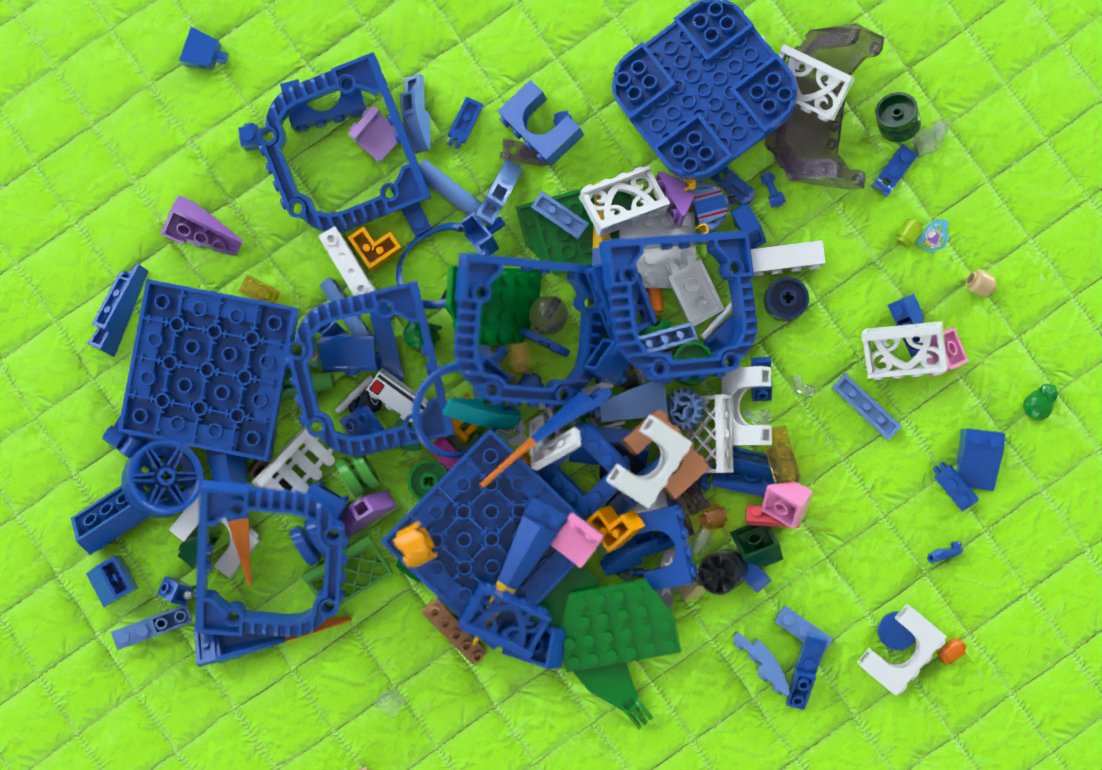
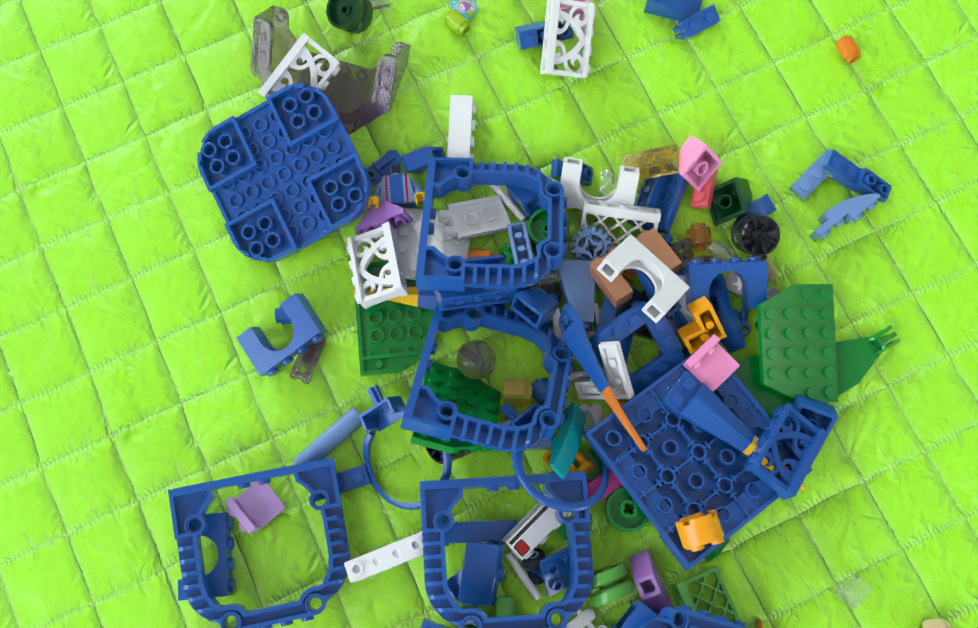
camera: 80 degrees left, 10 degrees down
(334, 292) = (416, 577): medium blue brick -> none
(377, 252) = (379, 527): light orange brick -> none
(413, 113) = (242, 461): medium blue slope -> none
(413, 335) = (474, 498): green animal -> none
(447, 623) = (782, 512): medium nougat slope -> none
(465, 122) = (263, 412): blue hinge -> none
(498, 192) = (343, 386): medium blue slope -> none
(545, 342) = (502, 368): blue tile -> none
(559, 215) = (378, 331): medium blue plate -> none
(776, 199) = (402, 131): blue bar -> none
(797, 299) = (500, 136): dark blue wheel -> none
(802, 388) = (586, 138): clear arm -> none
(866, 406) = (612, 85): medium blue plate -> none
(893, 633) = (824, 93): blue tile -> none
(895, 169) = (396, 26): blue plate -> none
(897, 676) = (839, 67): white arch -> none
(945, 553) = (757, 40): blue arm -> none

